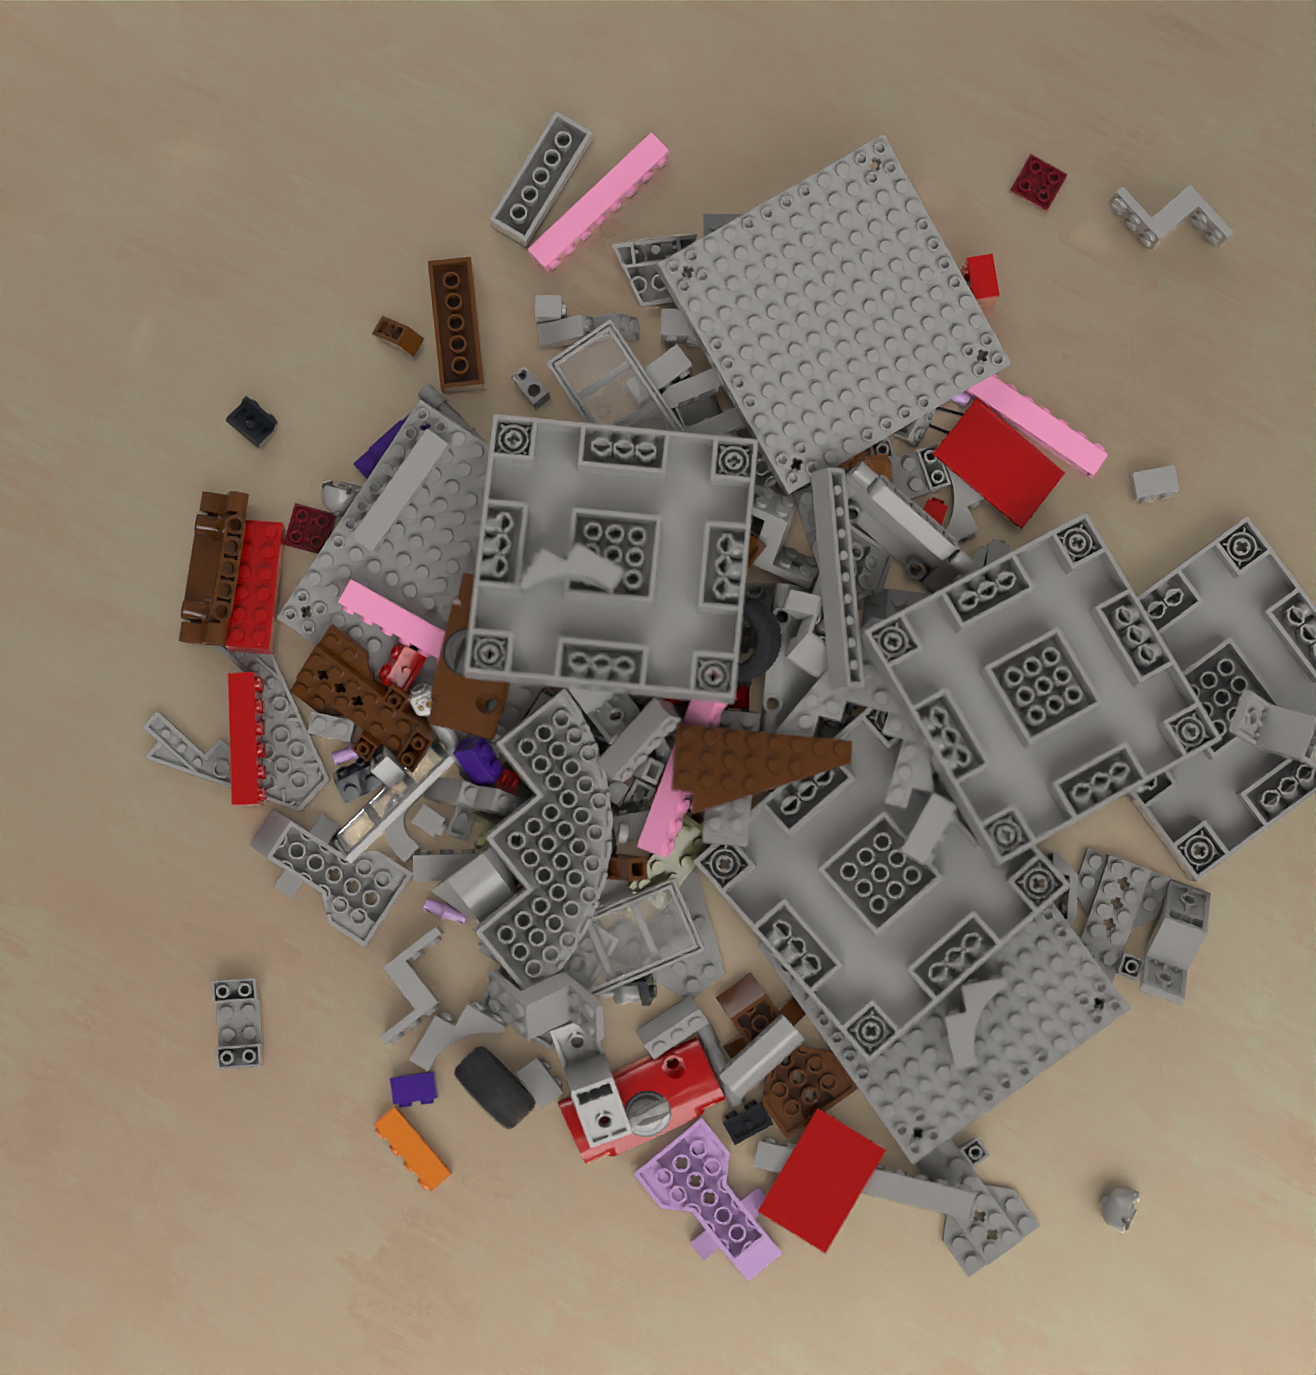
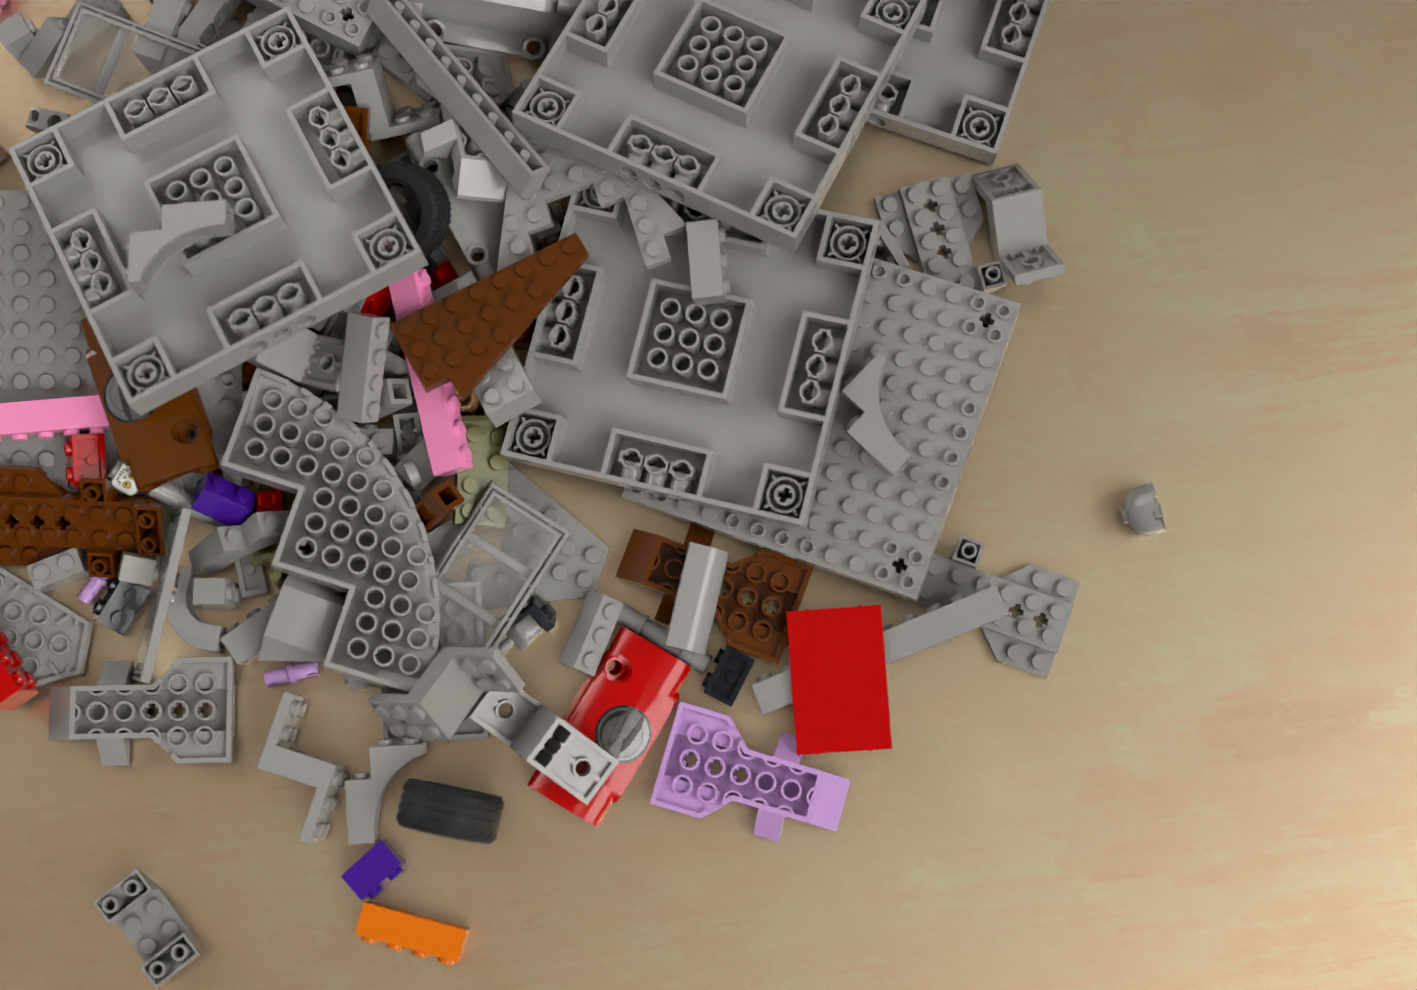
camera: 30 degrees left, 5 degrees down
(540, 1081) = (496, 776): light grey brick -> none

